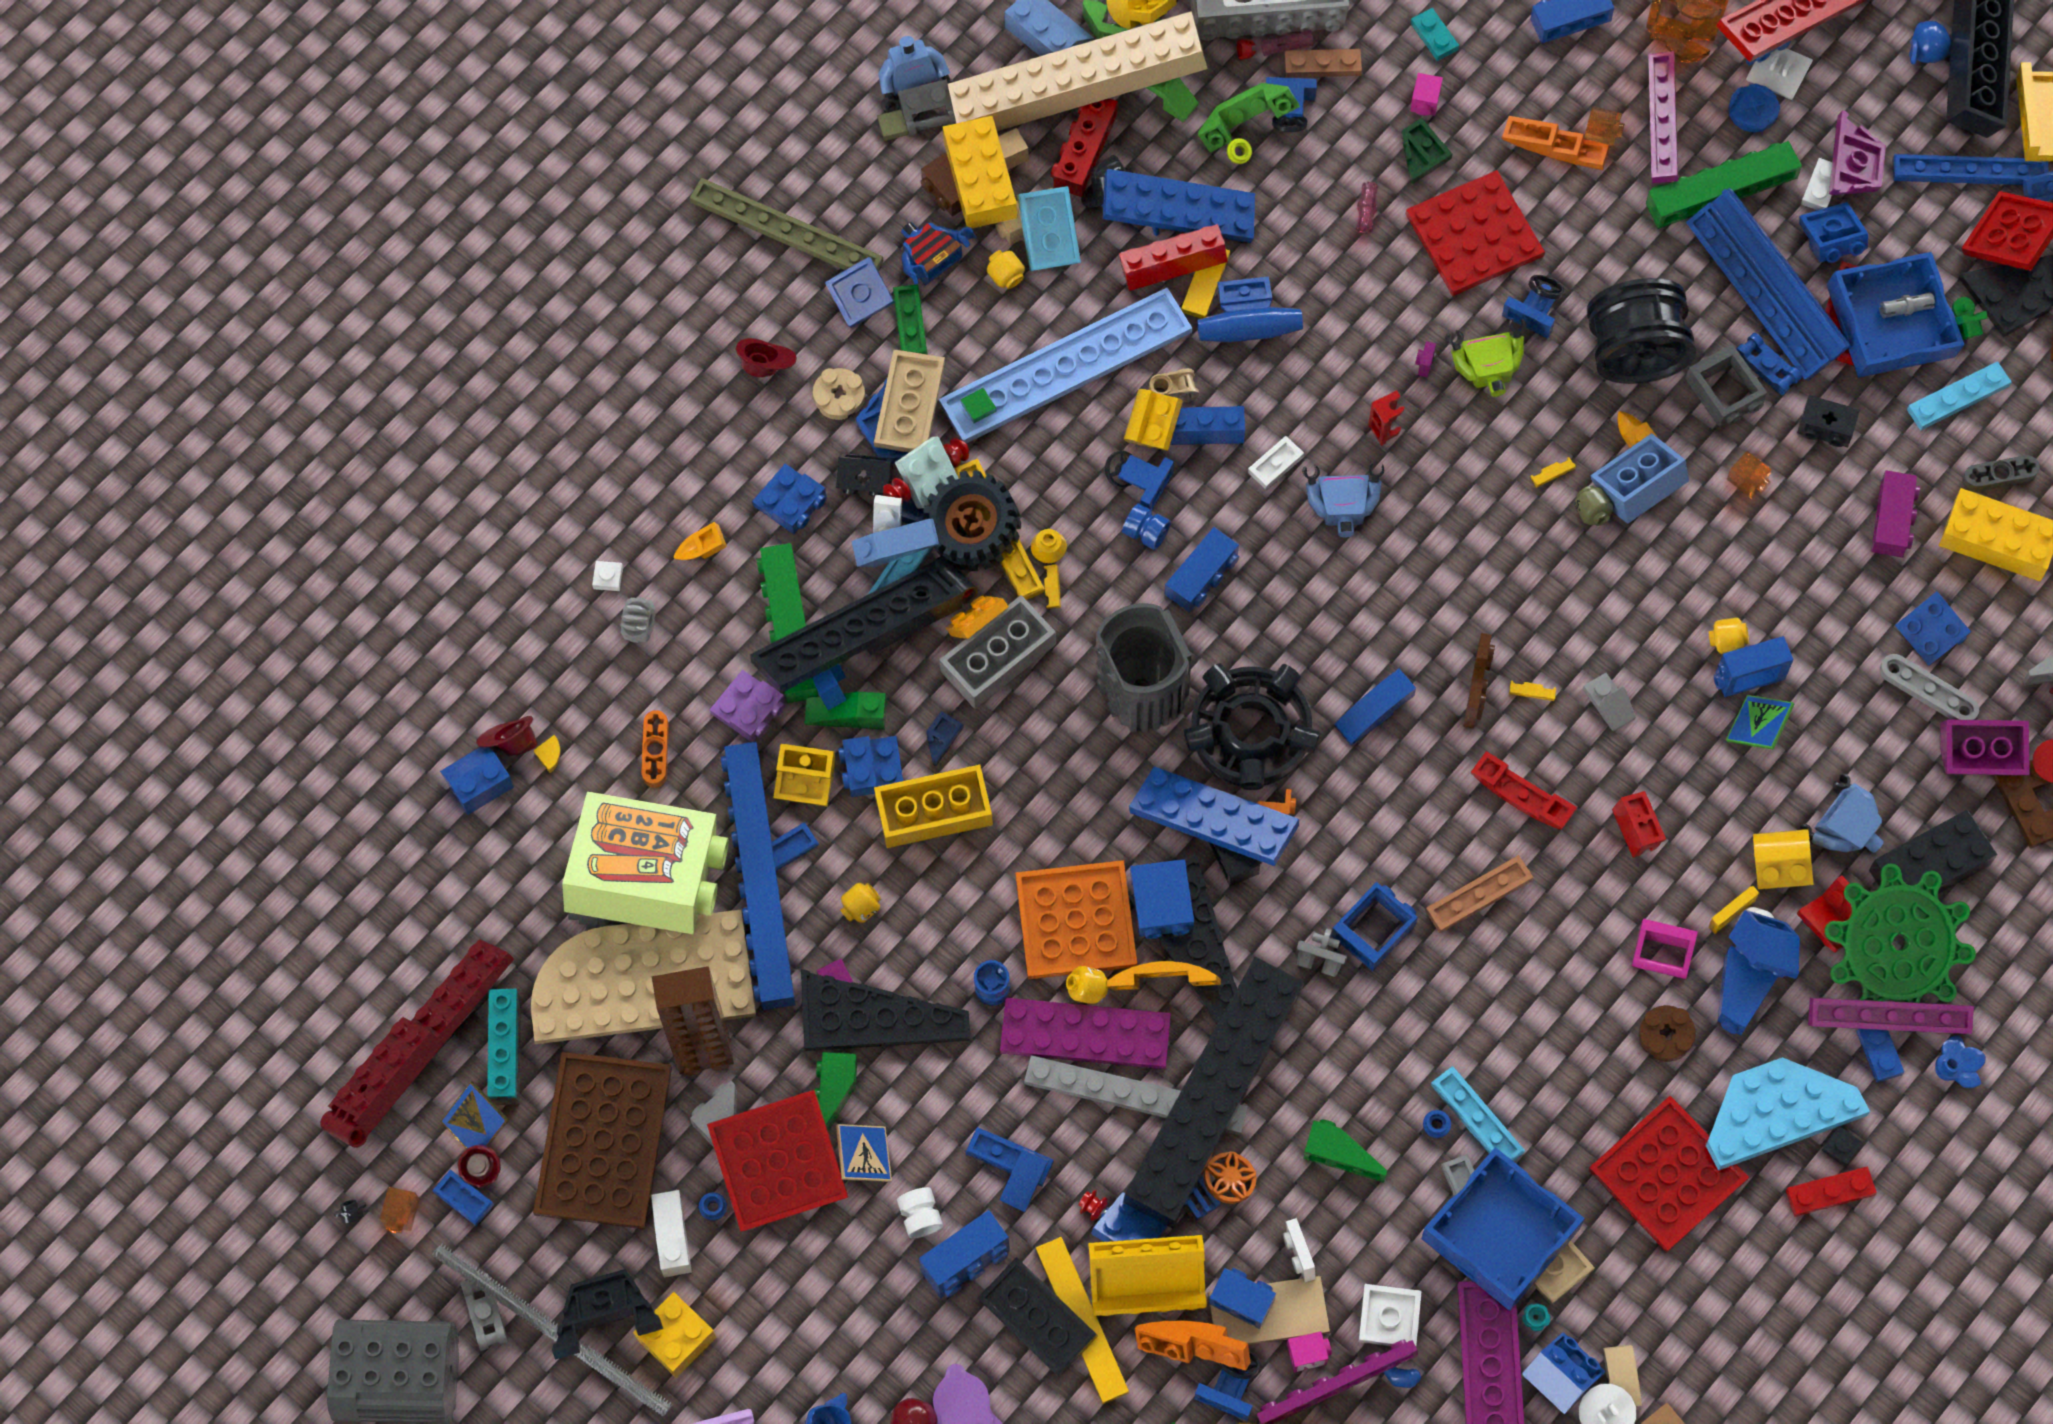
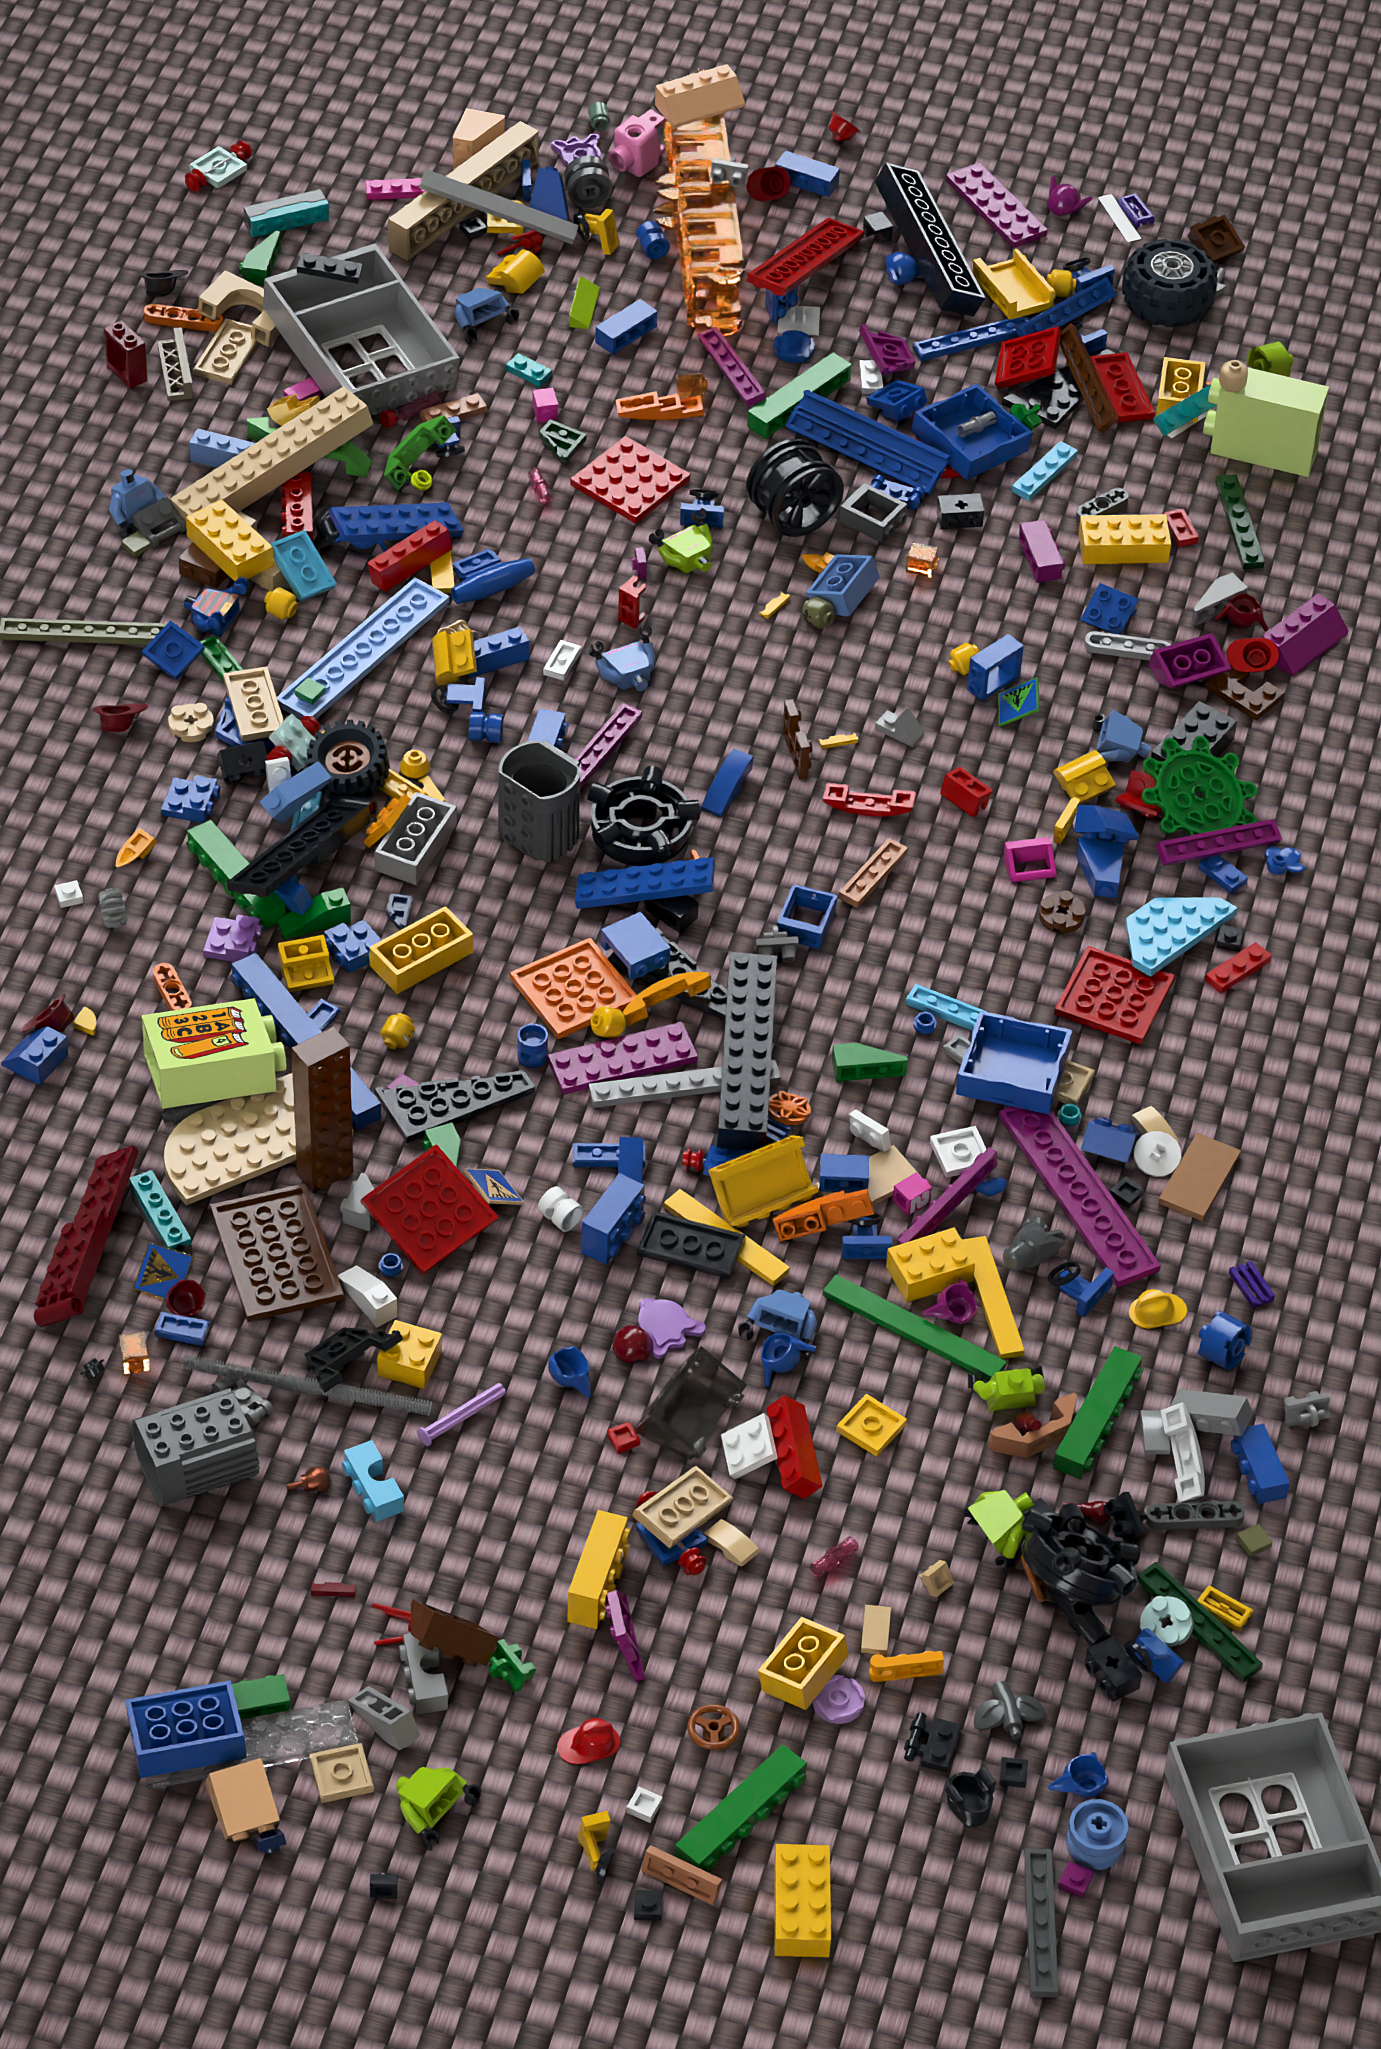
camera: 30 degrees left, 20 degrees down
(1255, 604) = (607, 740): none -> plate

